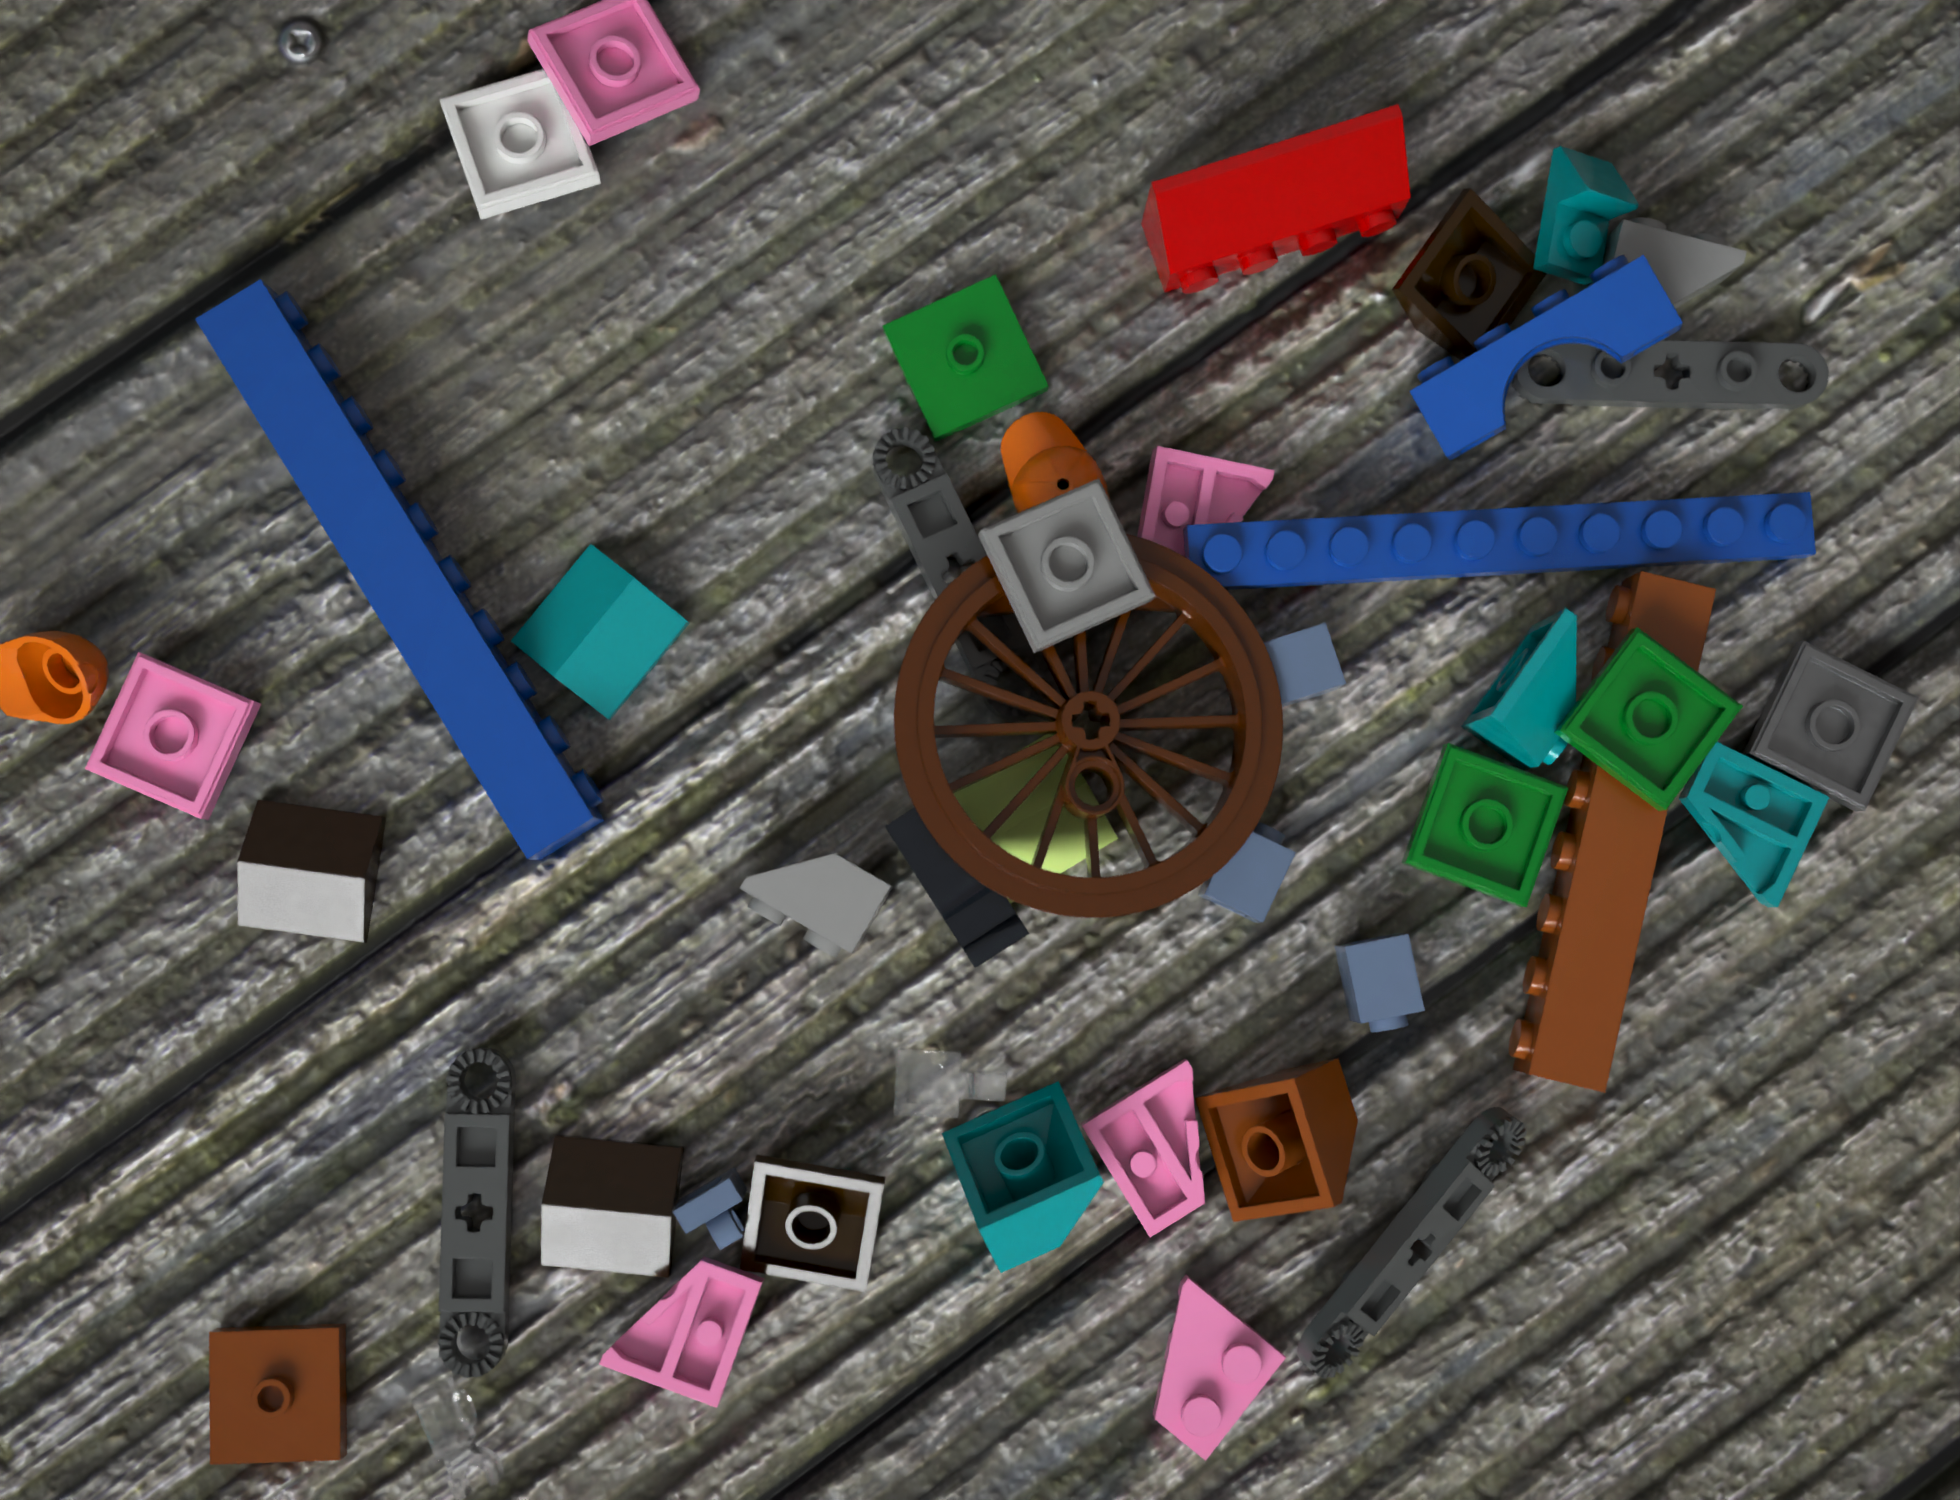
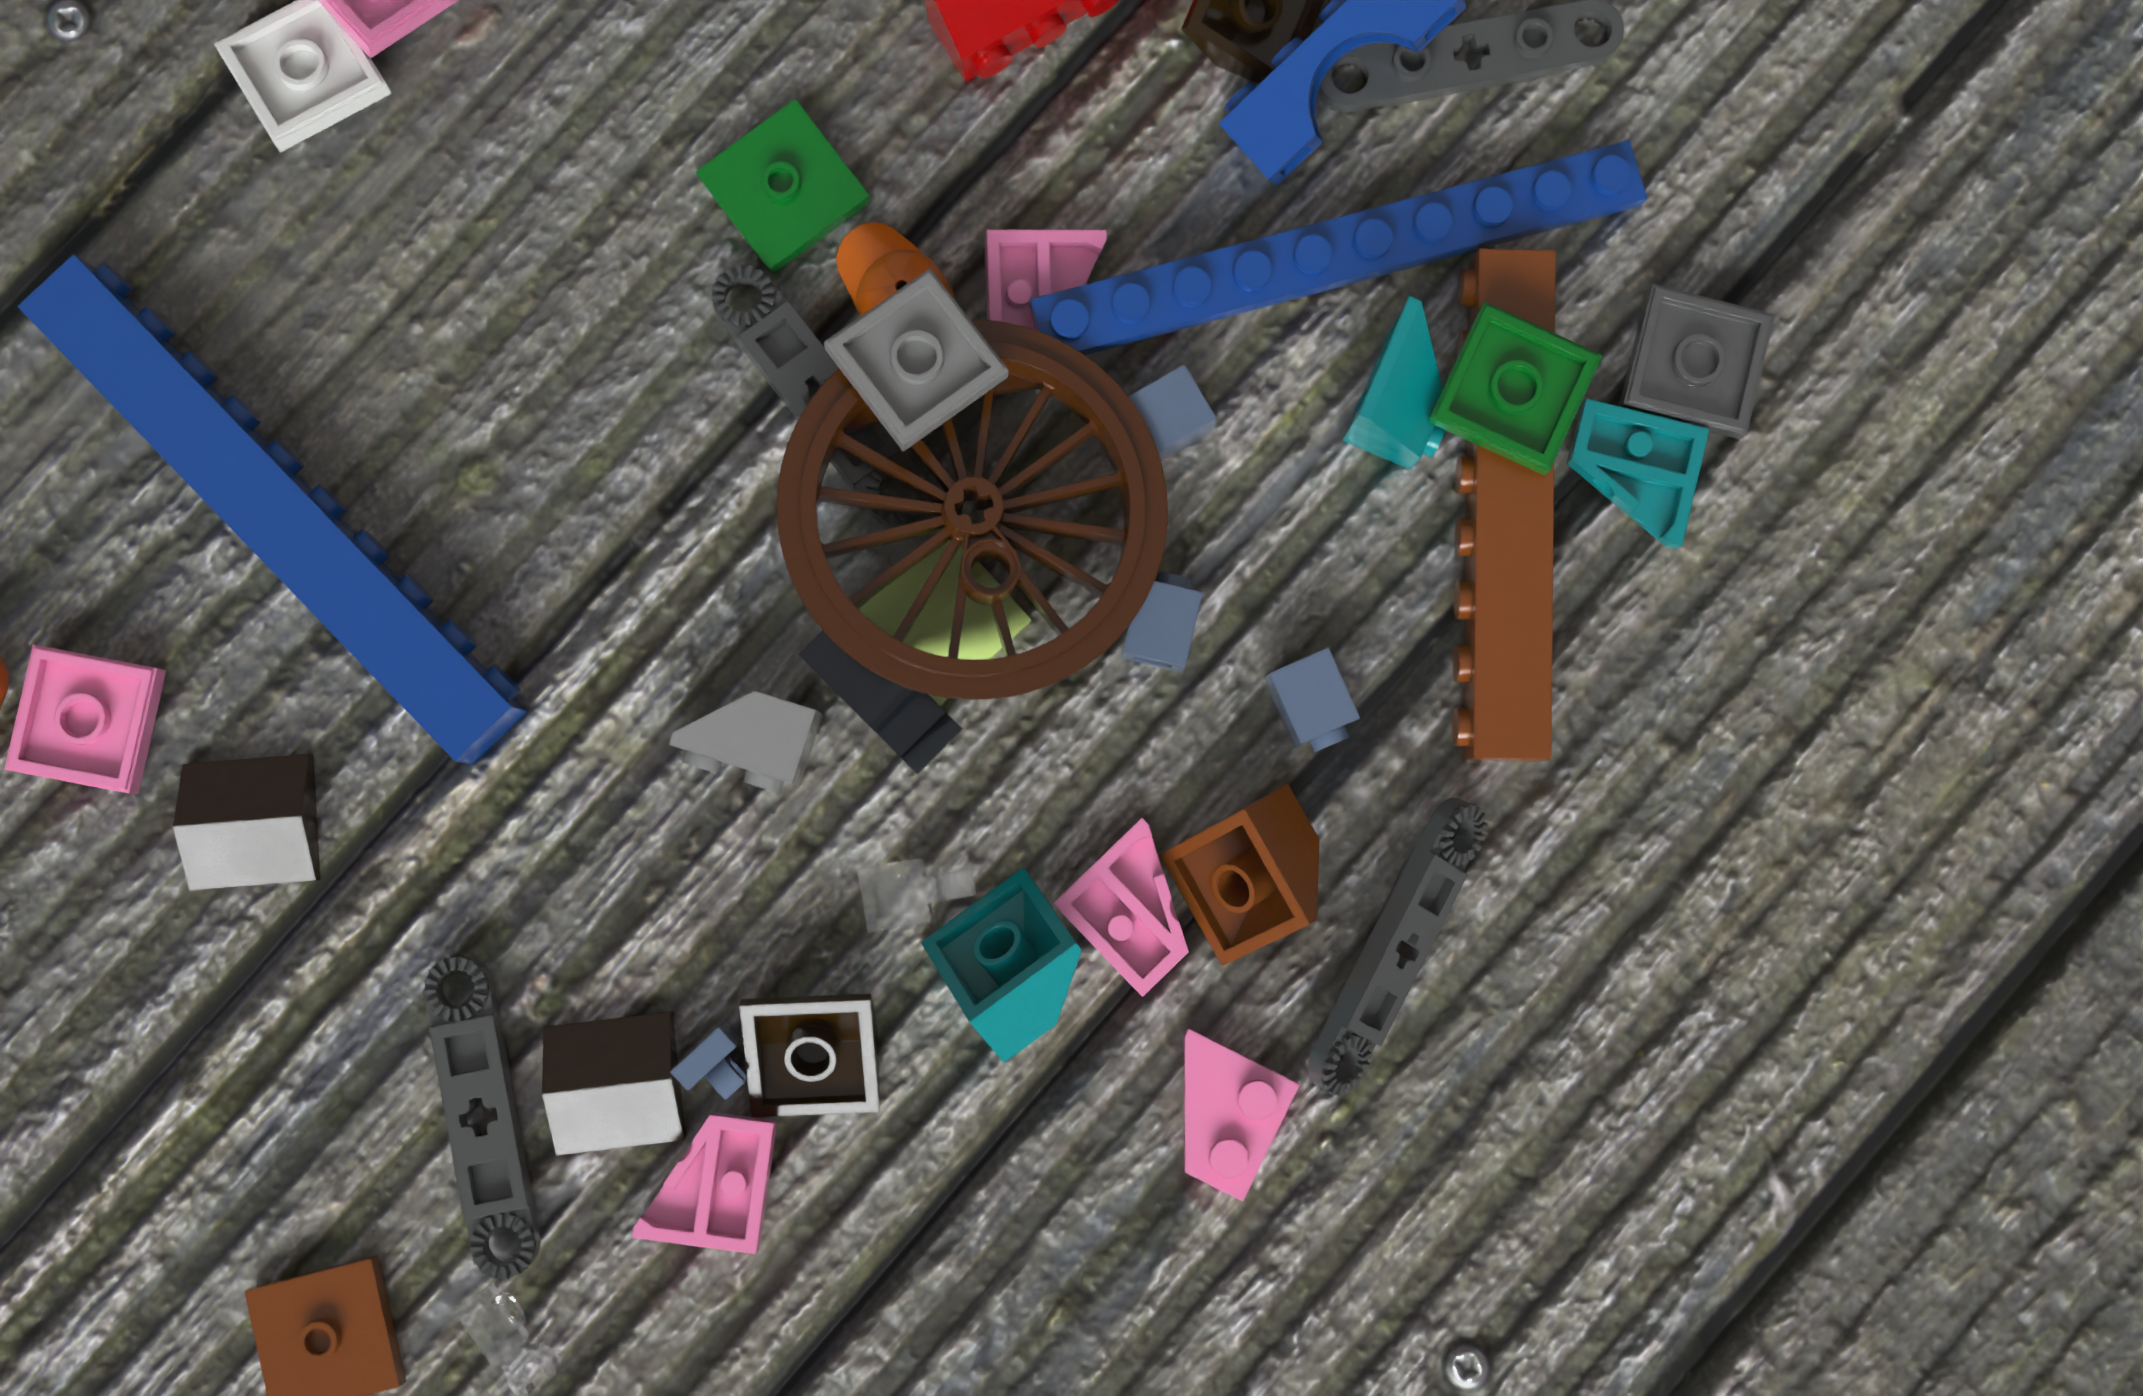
camera: 10 degrees left, 0 degrees up
(600, 632) = (484, 528): teal slope -> none
(1485, 825) = (1383, 529): green plate -> none

